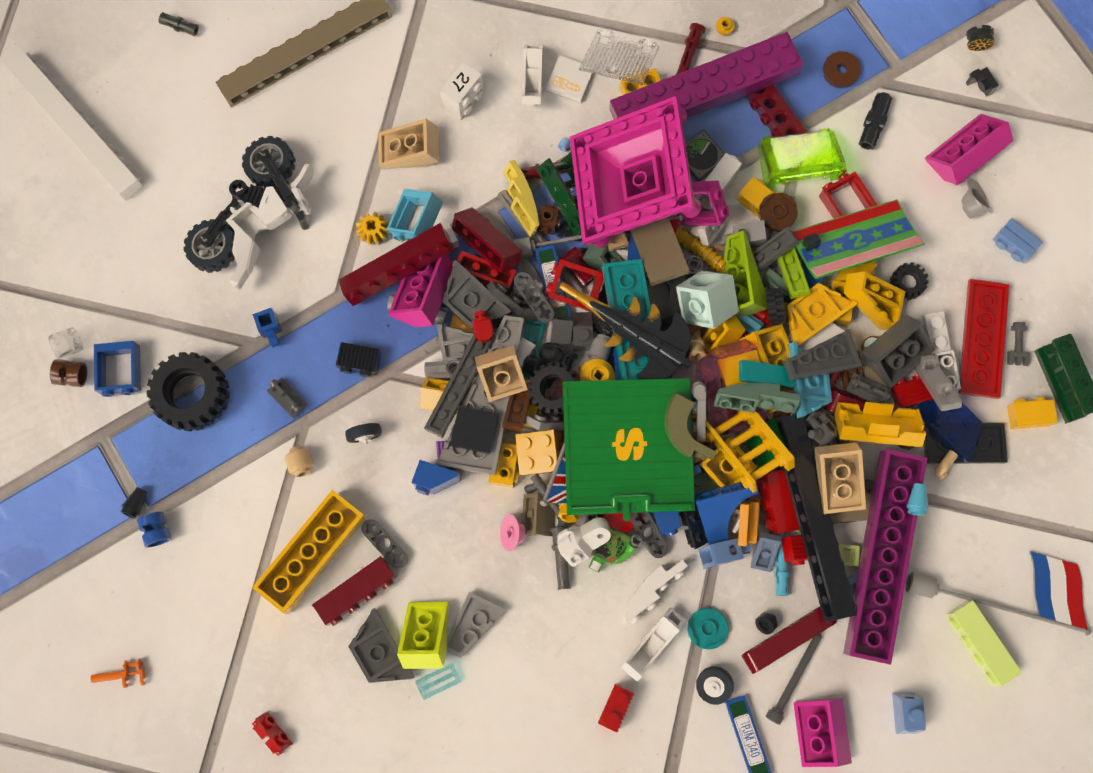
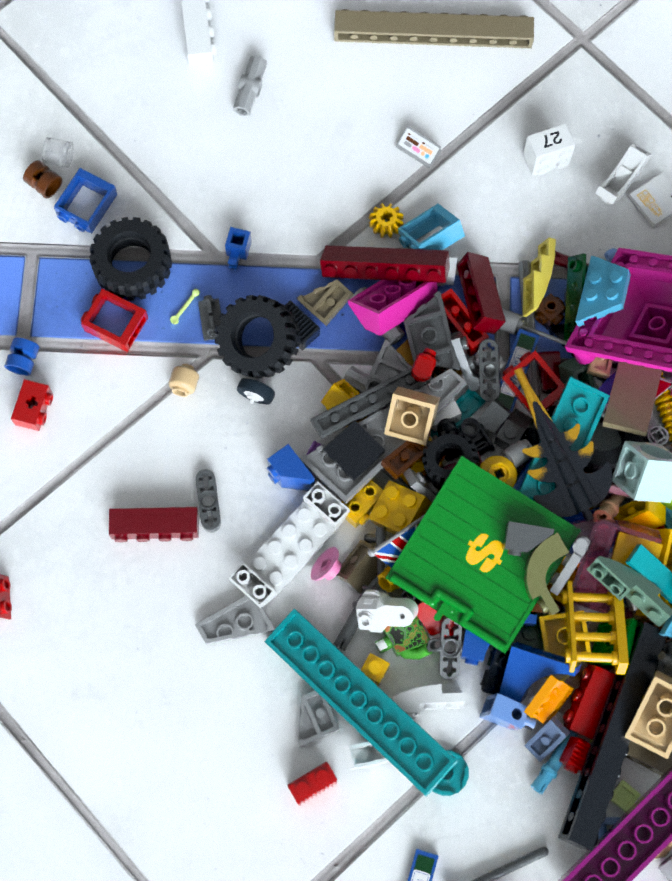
camera: 35 degrees right, 5 degrees down
(134, 503) = (20, 324): black cone -> none
(182, 556) = (32, 393): none -> red brick
(187, 187) = (250, 85): none -> light grey piece
(229, 445) = (132, 330): none -> red window
(251, 211) = (291, 139): piece -> none
(257, 417) = (174, 319): none -> yellowish green hinge
(309, 552) = (138, 463): yellow brick -> none
(310, 394) = (231, 333): none -> black tyre
(357, 152) = (419, 147): none -> slope
(369, 323) = (326, 301): none -> dark tan wing
(377, 652) = (138, 590): dark grey wing -> none
(409, 145) = (469, 169): tan slope -> none
(424, 635) = (187, 602): neon yellow slope -> none
(454, 673) = (191, 654): clear light blue tile -> none
(473, 537) = (290, 546): none -> white slope
(582, 178) = (603, 290): none -> medium azure wing
(583, 656) = (315, 719): none -> light grey wing
(603, 588) = (375, 668): none -> yellow brick
(610, 621) = (361, 702): none -> teal plate
(653, 413) = (523, 537): none -> dark grey slope
(715, 685) = (416, 826): black wheel -> none
(766, 623) = (504, 804): black tile -> none
(786, 640) = (511, 833): dark red beam -> none

